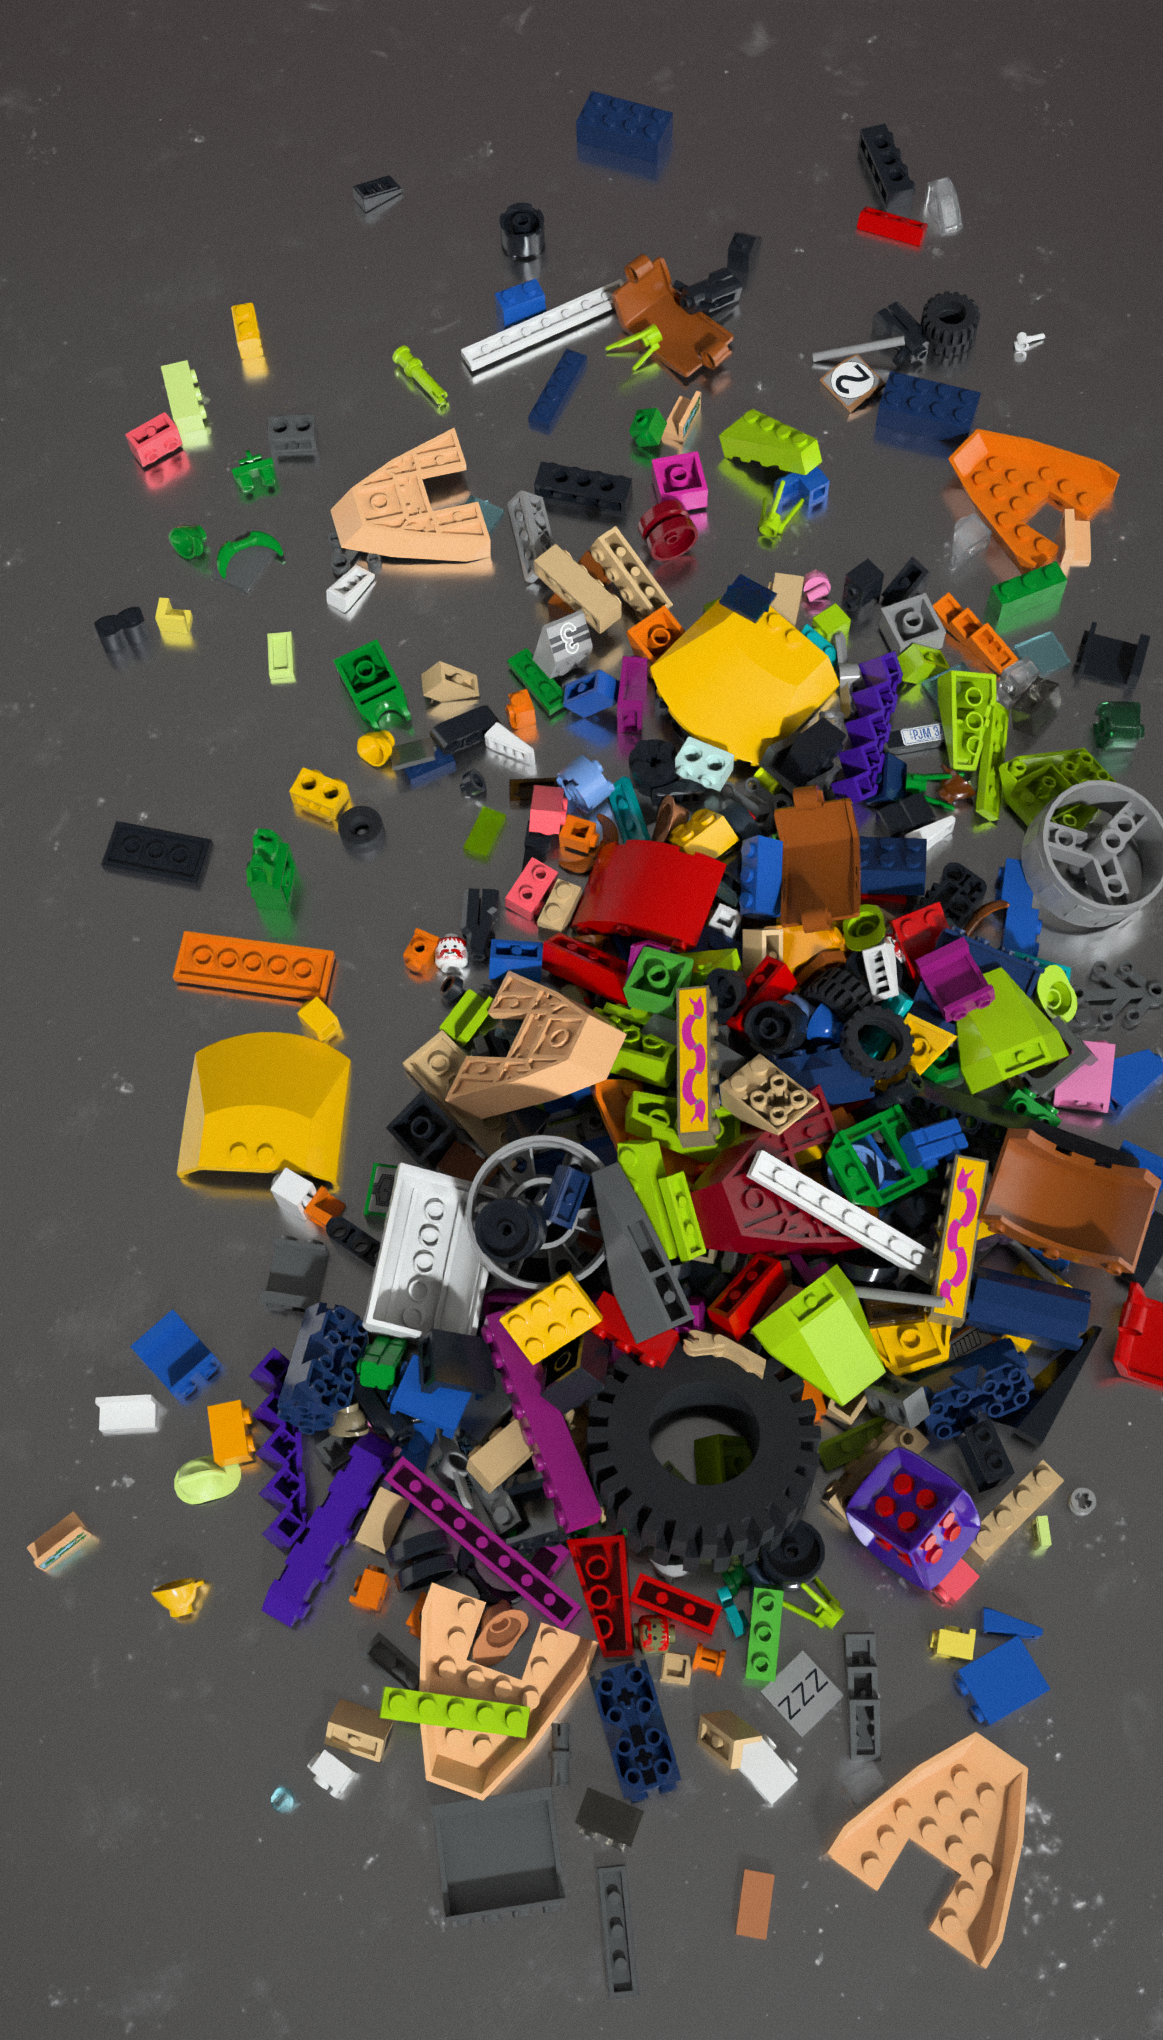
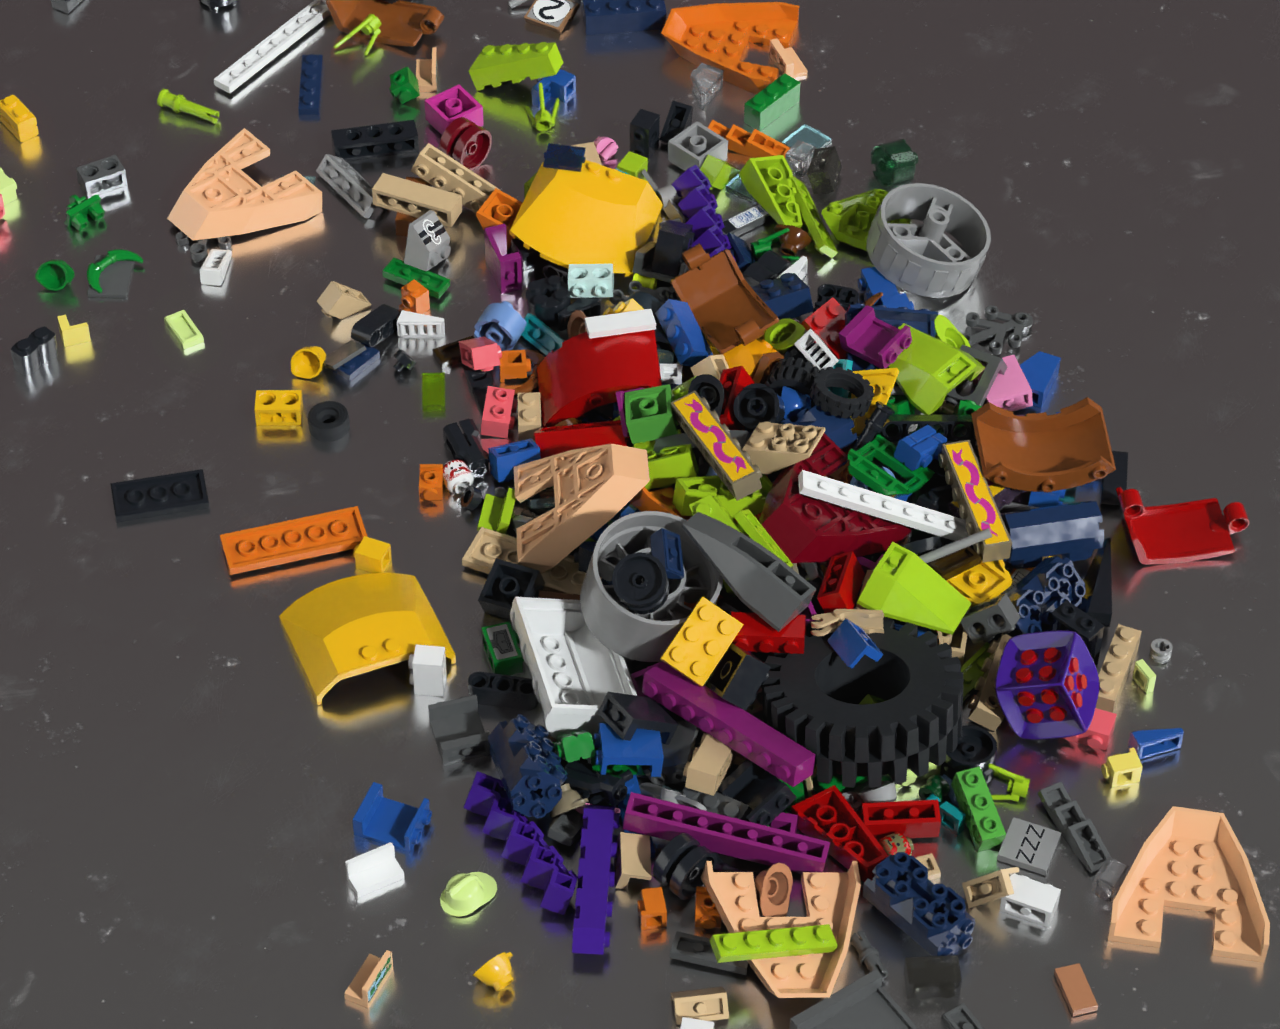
camera: 30 degrees left, 20 degrees down
(231, 1433) = (473, 847): light orange brick -> none
(270, 870) = (274, 463): green brick -> none
(323, 1208) = (455, 681): orange panel -> none
(372, 683) = (279, 319): green brick -> none
(520, 303) = (245, 34): blue brick -> none
(591, 693) = (469, 266): blue brick -> none
(688, 849) = (620, 323): none -> white tile
(715, 1666) = (946, 849): orange bush -> none
(717, 1387) = (853, 643): none -> blue panel
(1000, 1681) = (1171, 776): blue brick -> none
(1111, 659) = (862, 128): black panel -> none

